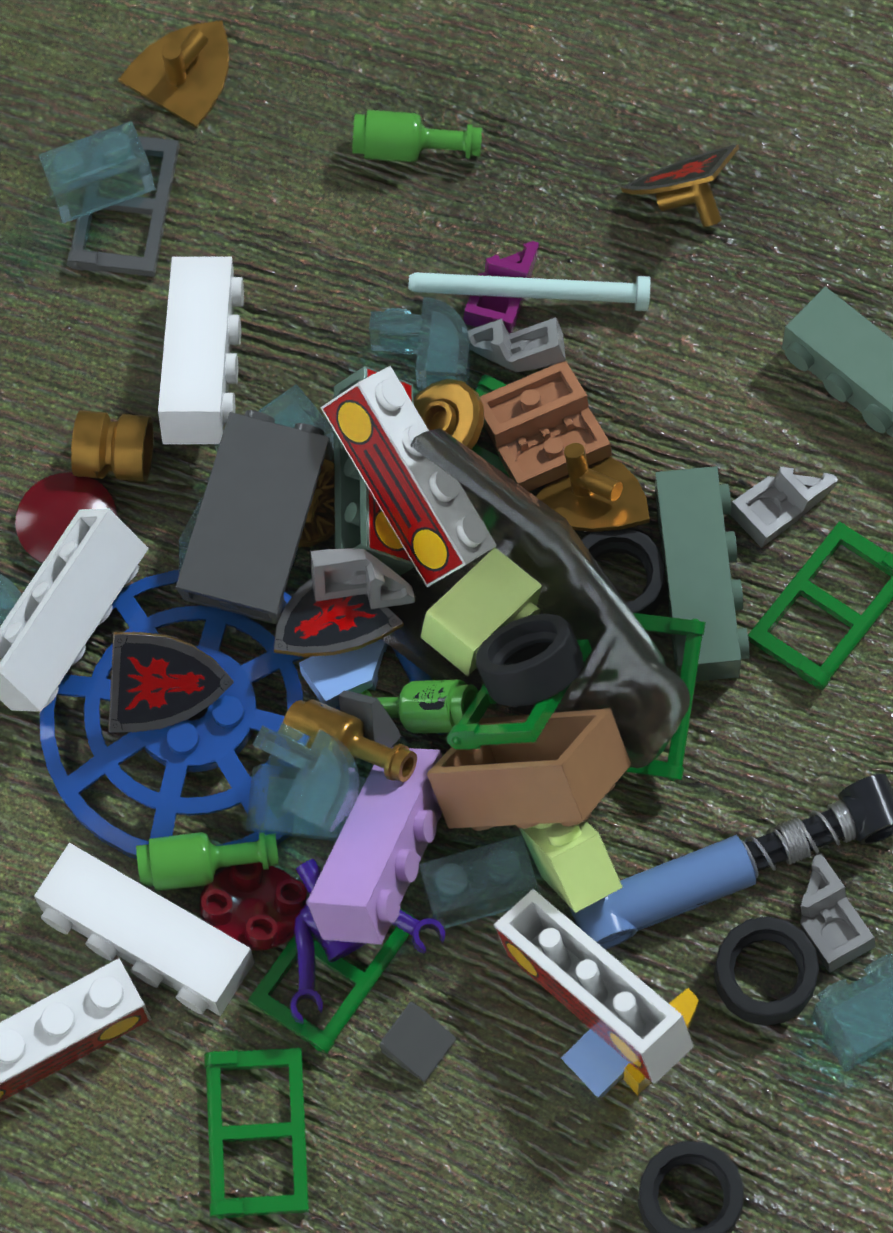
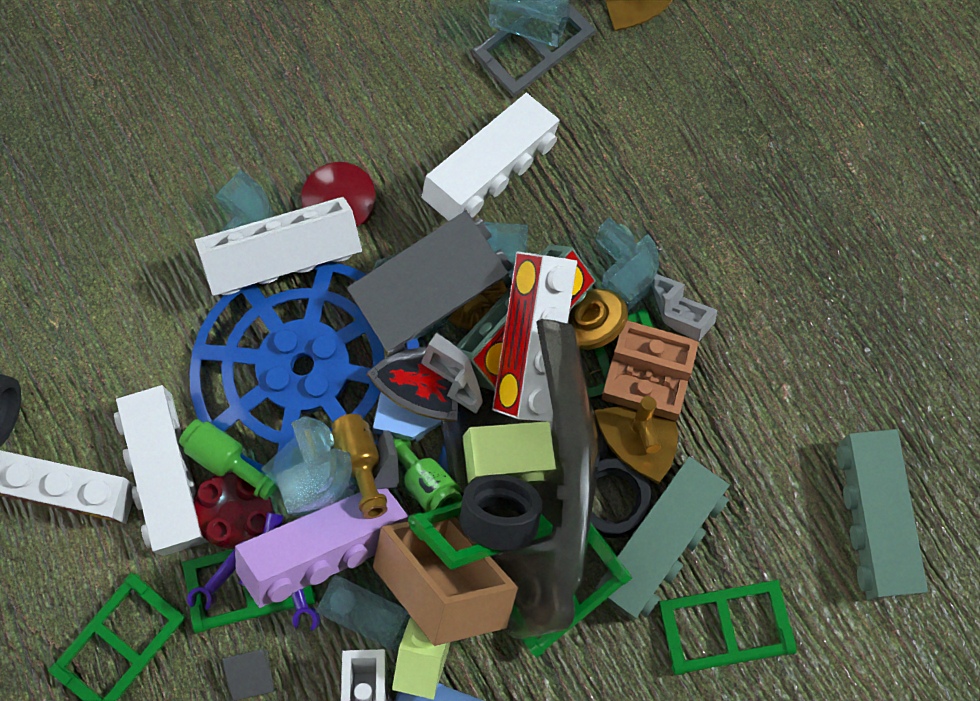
camera: 40 degrees right, 5 degrees up
(112, 446) = (394, 172): pearl gold wheel -> none
(160, 681) = (286, 336): shield -> none
(403, 137) = (725, 129): bright green piece -> none
(486, 309) = (702, 266): magenta slope -> none
(534, 288) = (721, 282): light aqua bar -> none
(687, 183) = (870, 293): shield -> none
(779, 503) = (751, 536): light grey slope -> none

